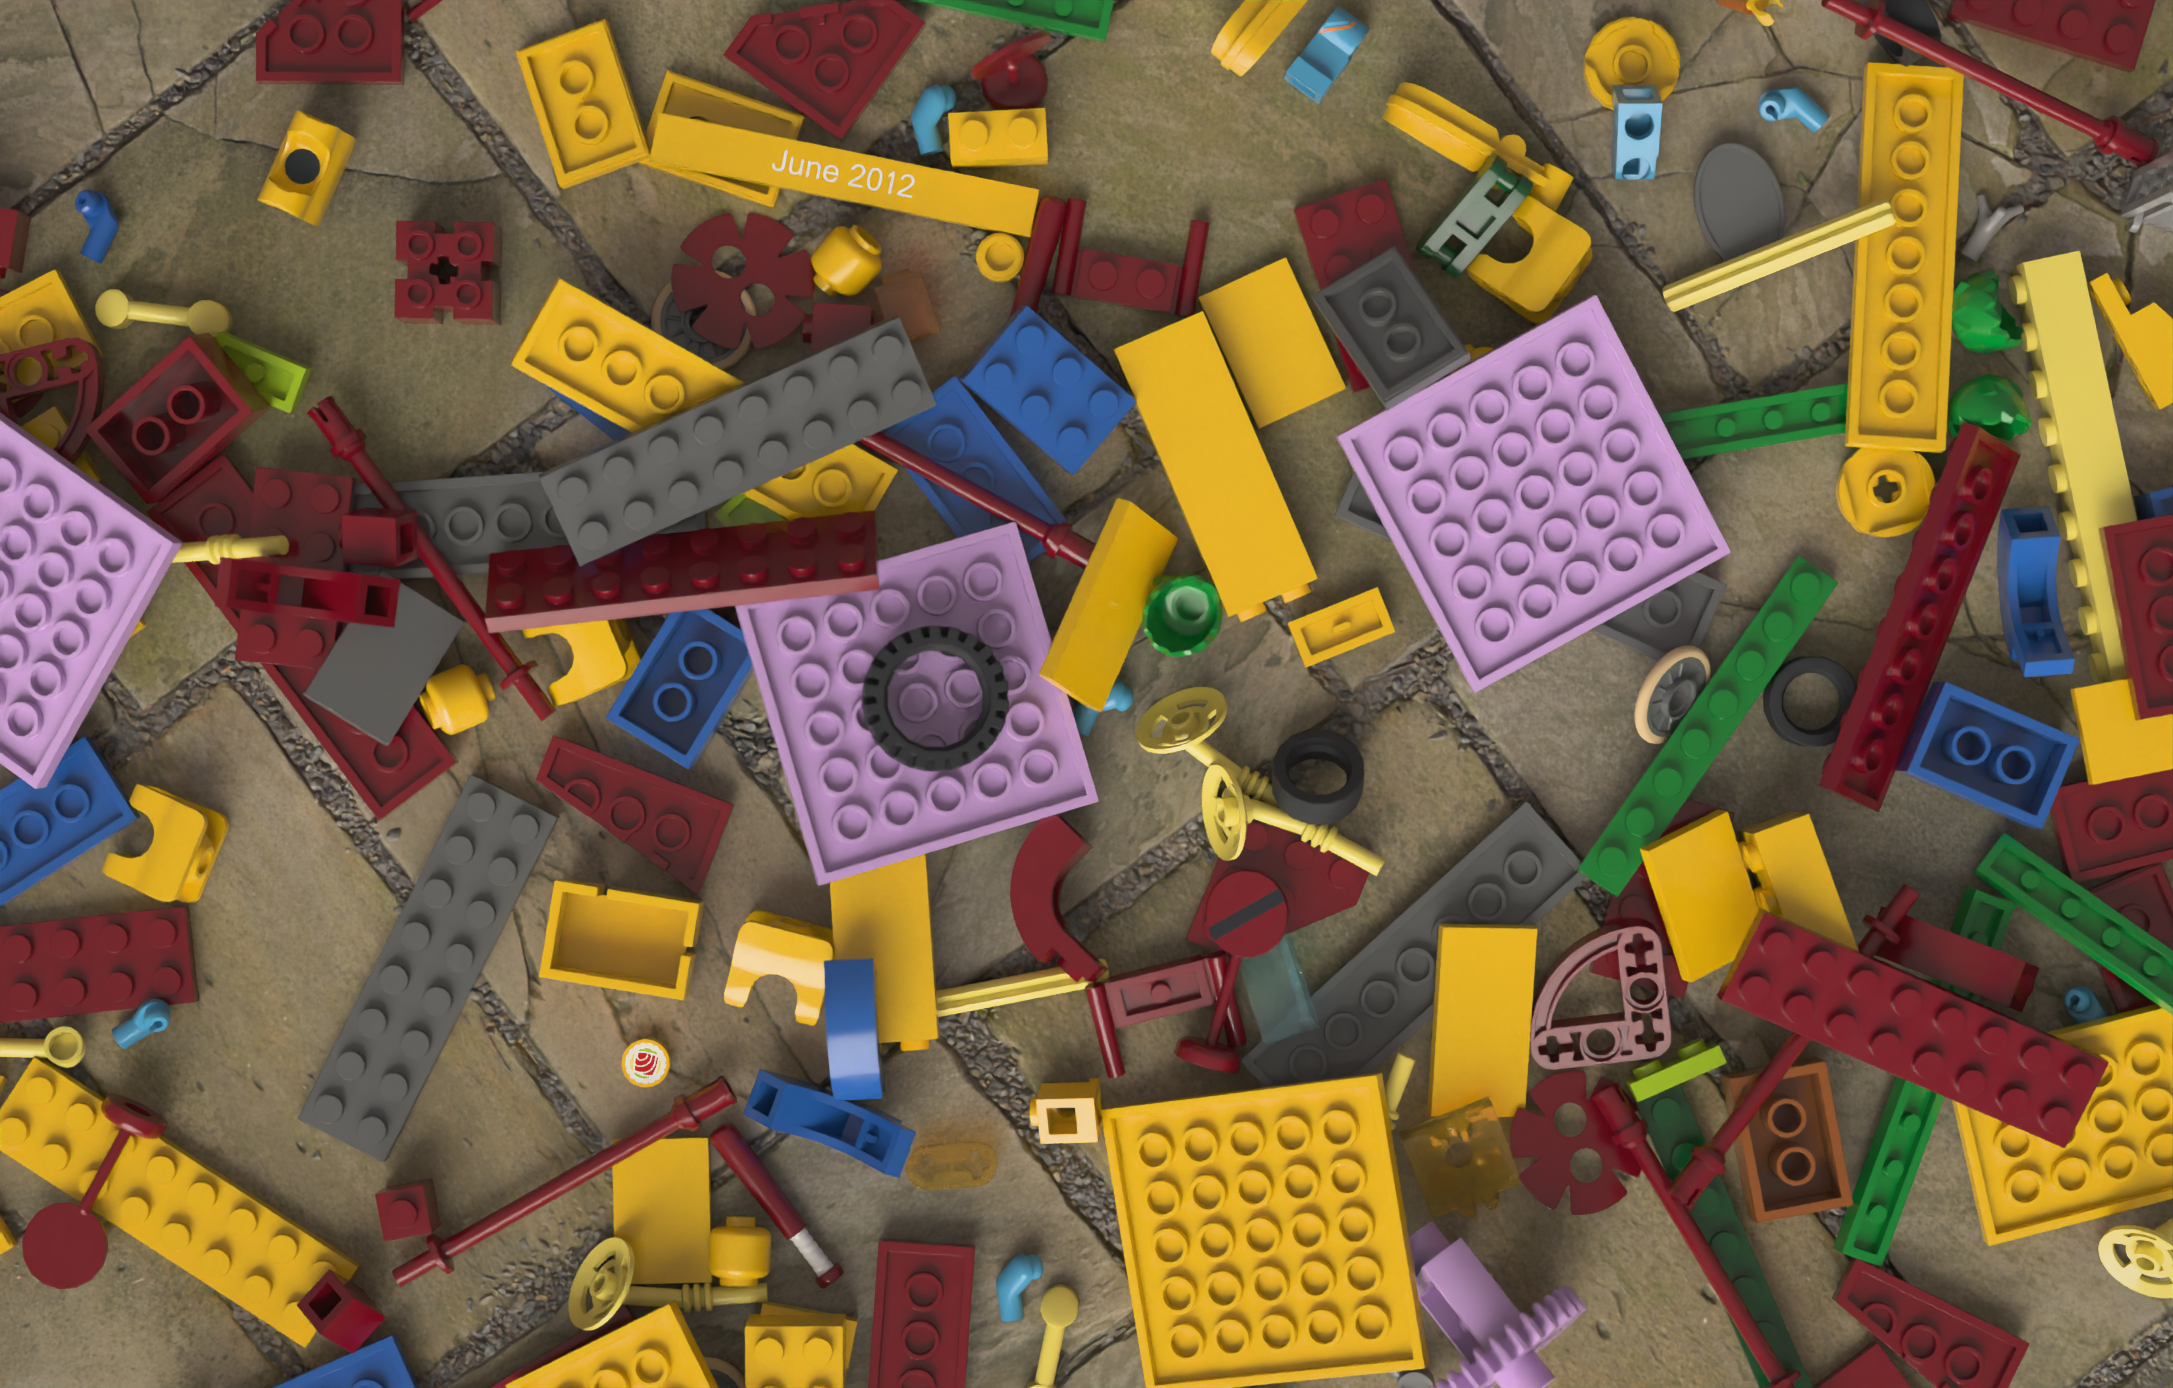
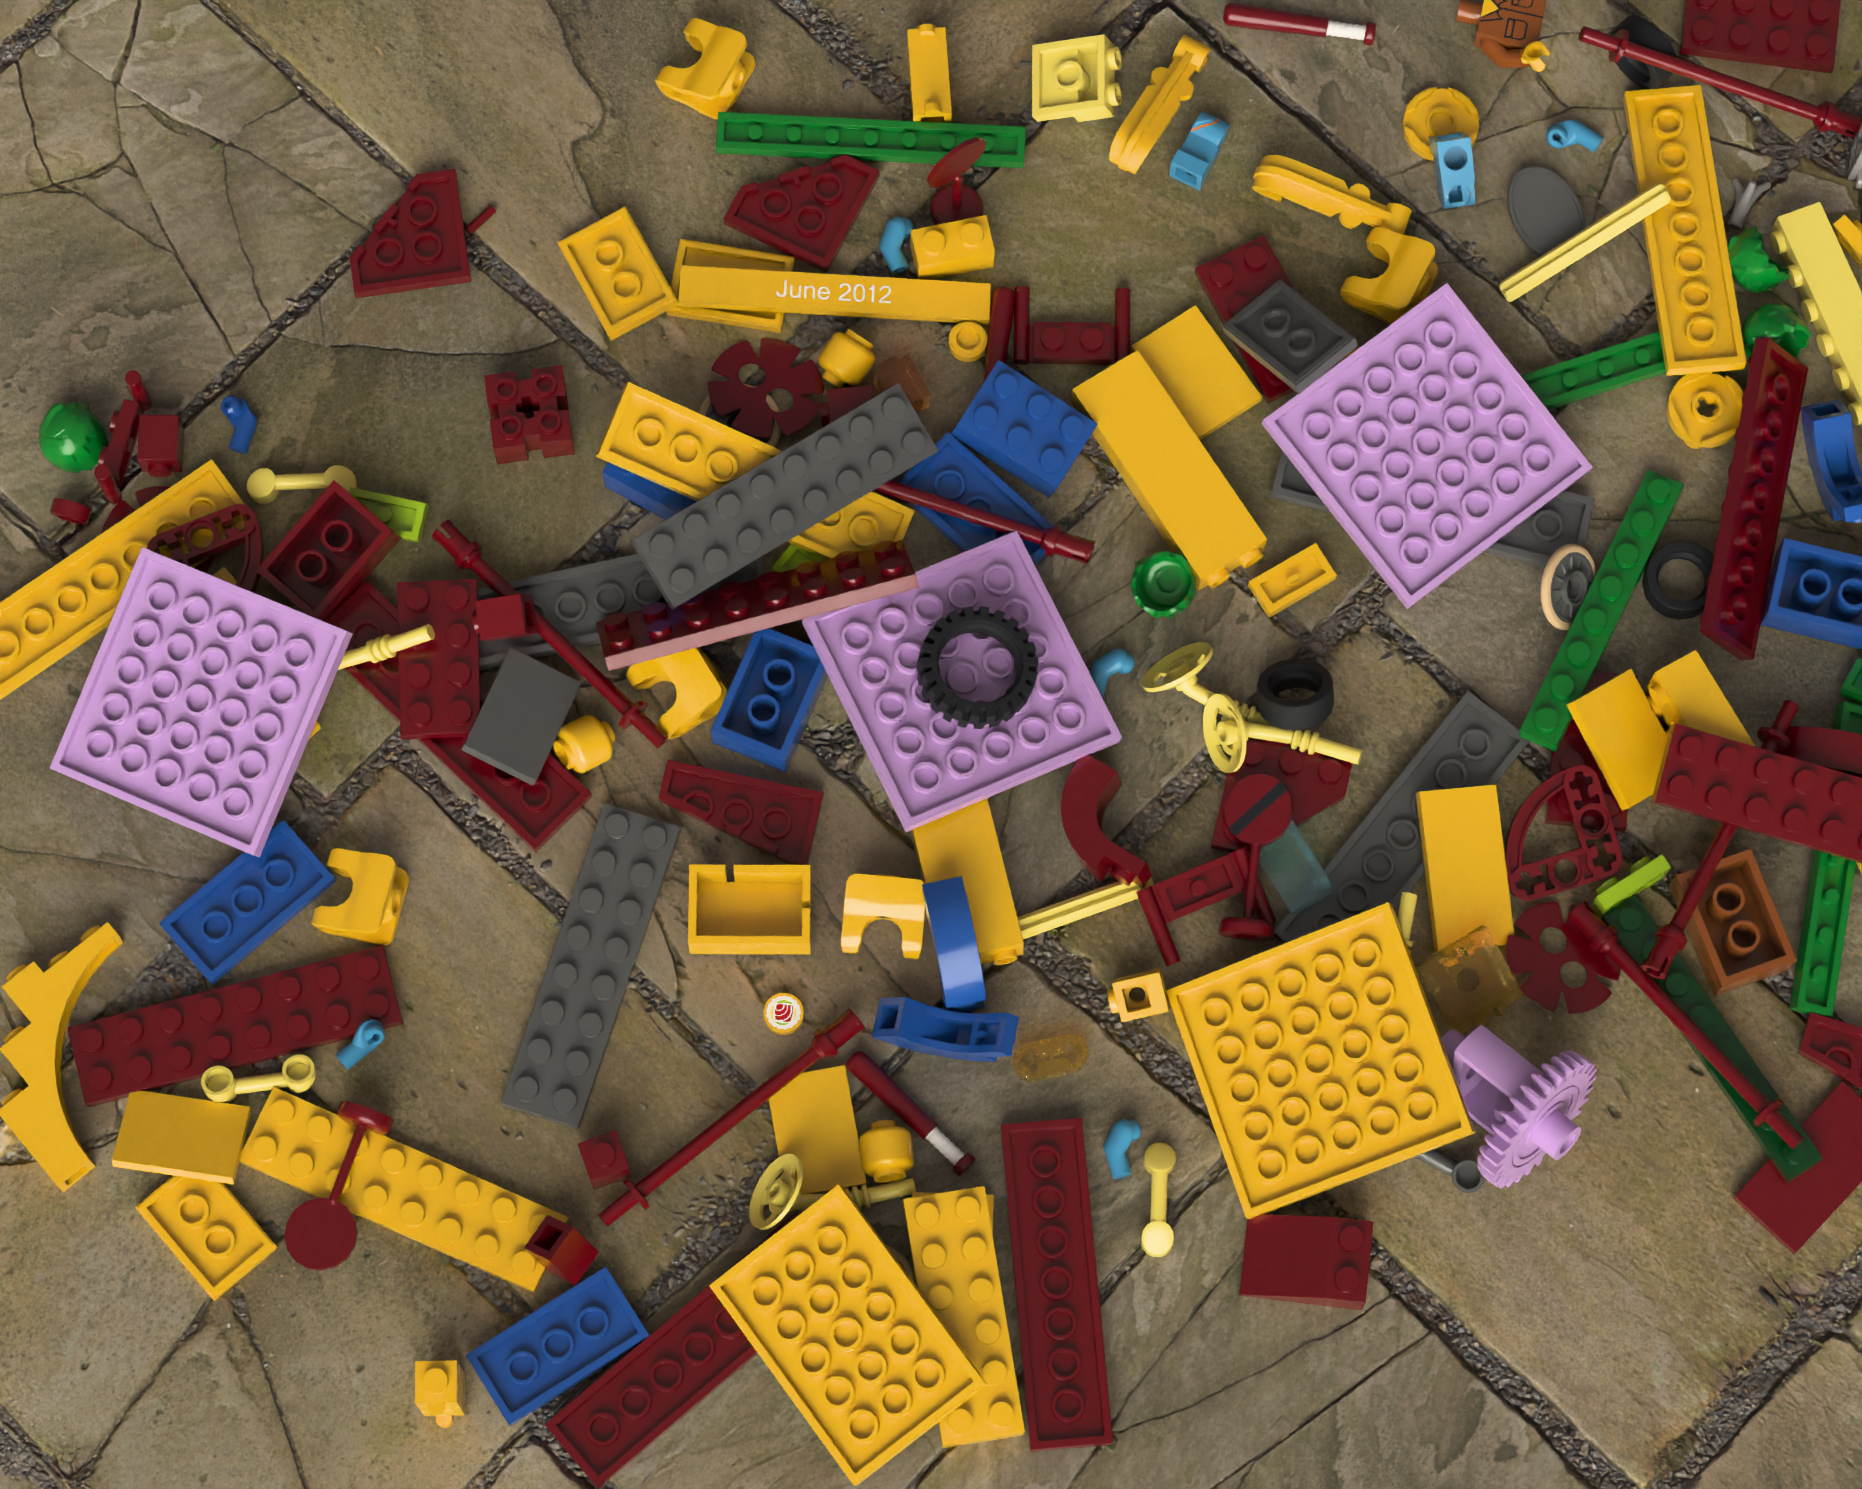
camera: 10 degrees left, 15 degrees down
(307, 168) = (405, 346): yellow piece -> none
(307, 592) = (459, 666): dark red arch -> none
(1108, 605) = (1102, 584): yellow tile -> none
(1475, 216) = (1339, 248): plate -> none

